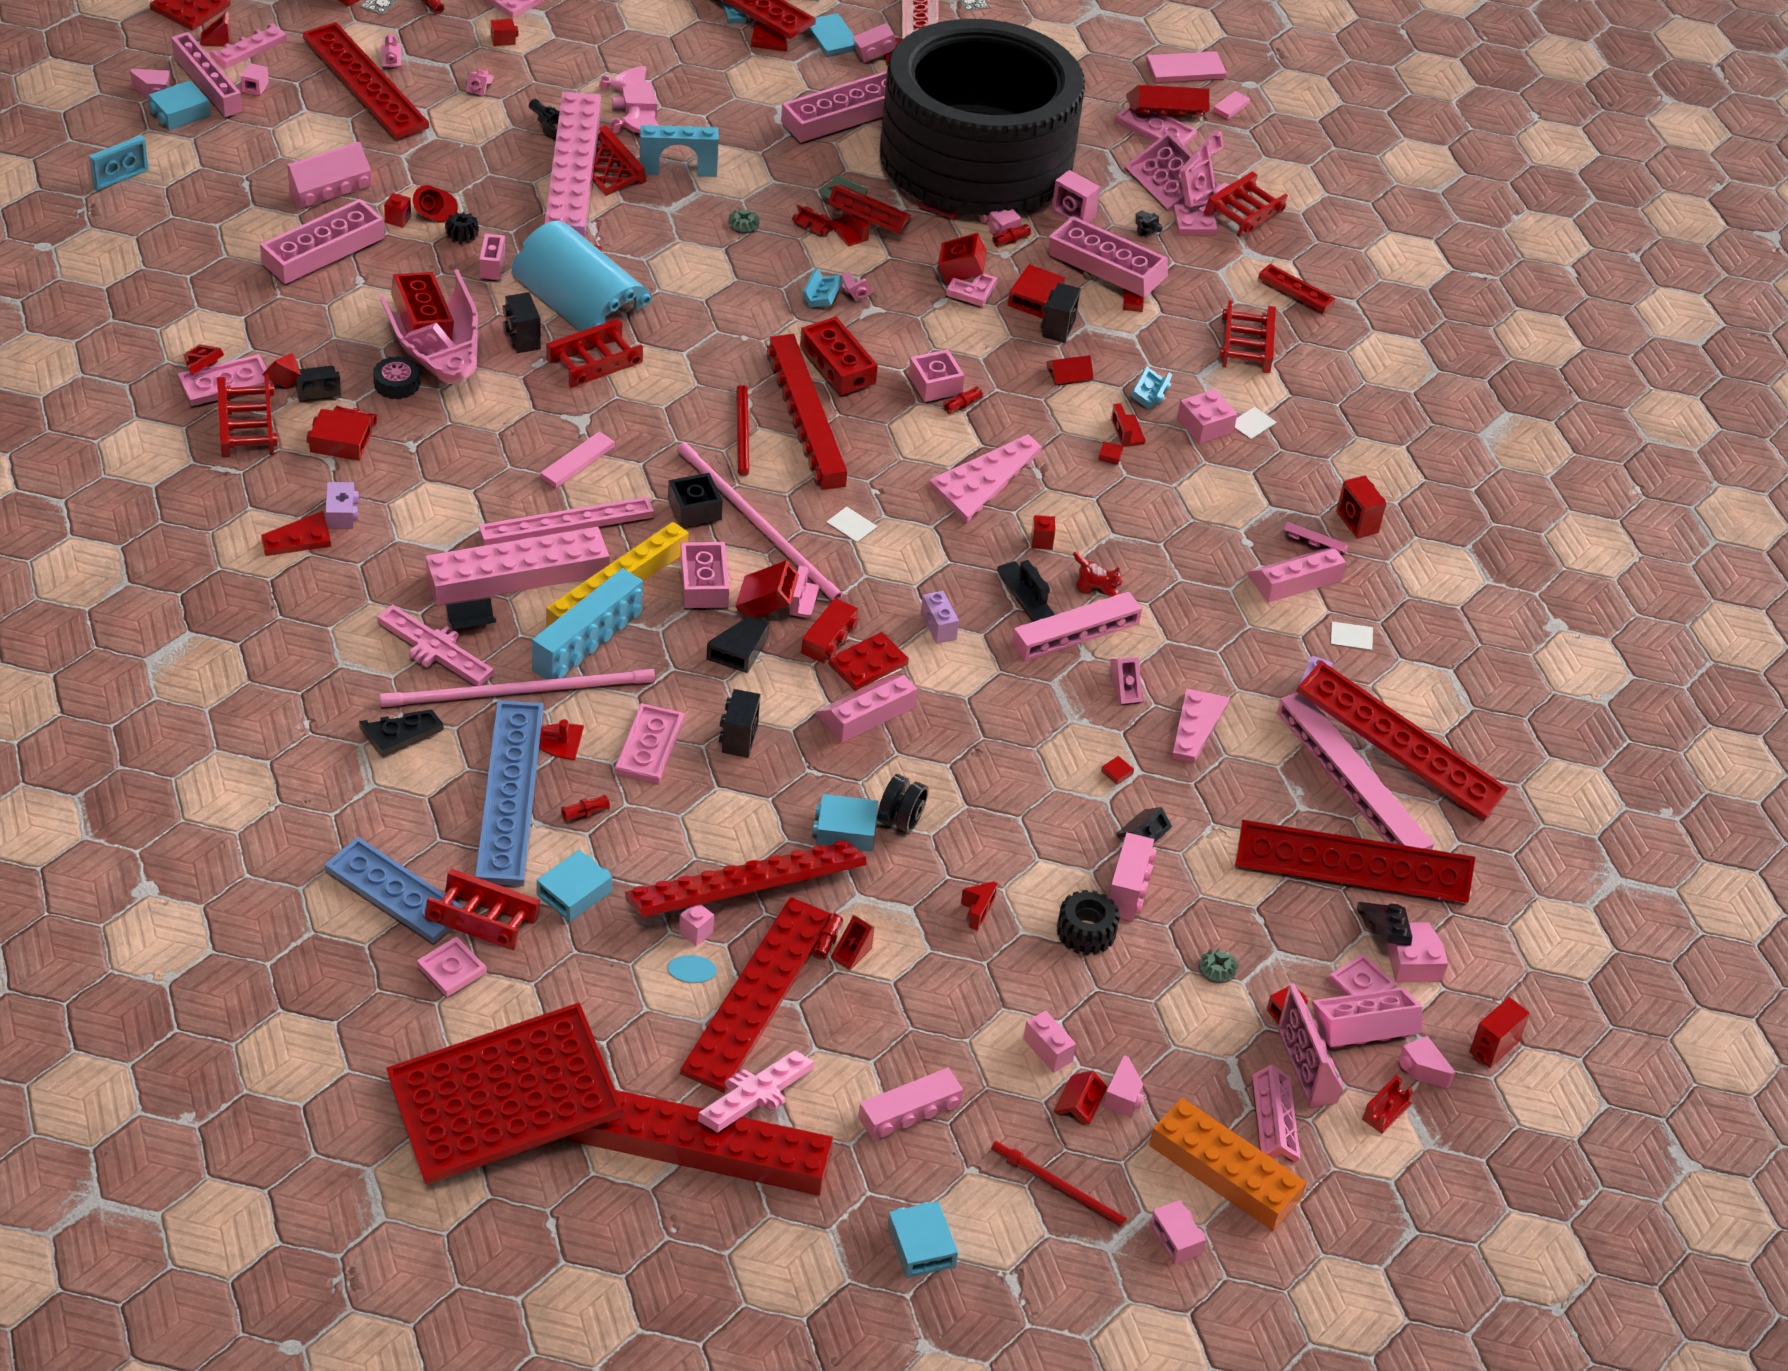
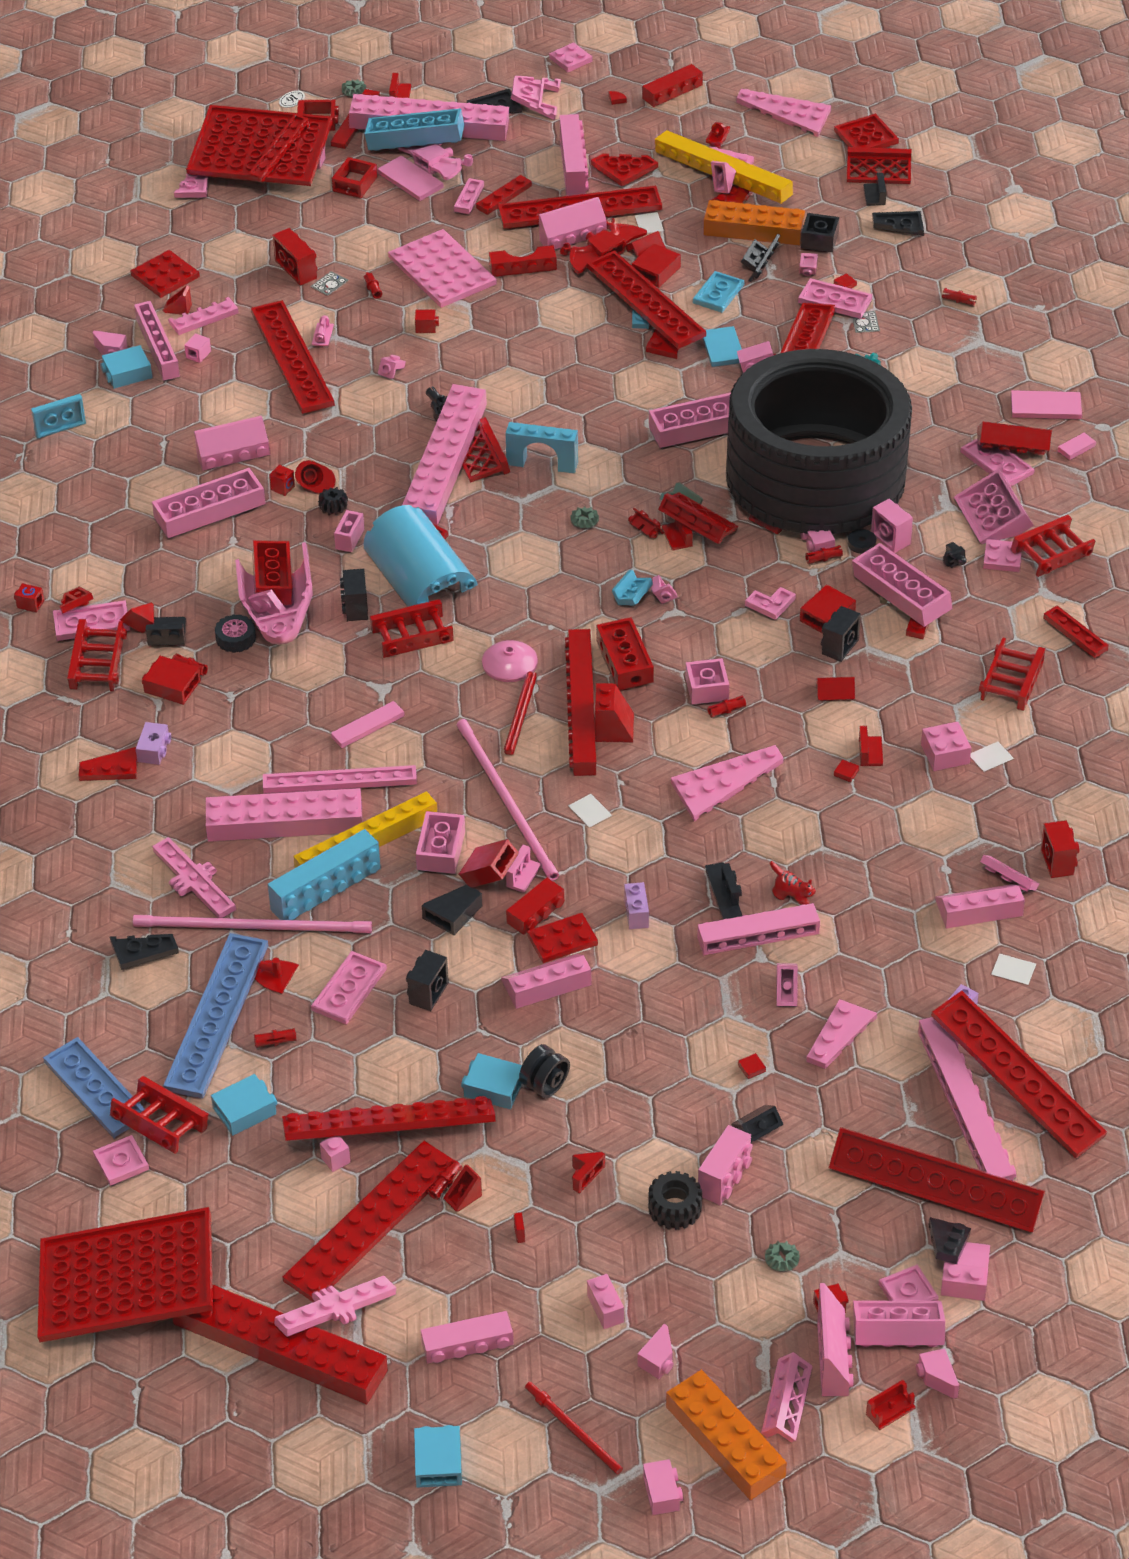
camera: 20 degrees right, 0 degrees up
(144, 362) = (29, 597): none -> red brick
(470, 613) = (231, 852): black panel -> none
(636, 100) = (523, 396): bright pink torso -> none
(692, 968) = (322, 1191): medium azure sticker -> none
(695, 500) = (454, 773): black brick -> none
(711, 377) = (509, 661): none -> bright pink dish
(847, 420) = (612, 715): none -> red slope
(928, 975) = (519, 1227): none -> red tile
(962, 258) = (766, 572): red brick -> none
(1043, 532) = (756, 838): red brick -> none
(1045, 218) = (861, 540): none -> black piece
(1082, 1096) = (619, 1355): red panel -> none
(1150, 388) = (901, 712): medium azure bracket -> none
(1198, 175) = (1008, 513): bright pink wing -> none
(1499, 1032) = (1012, 1355): red piece -> none

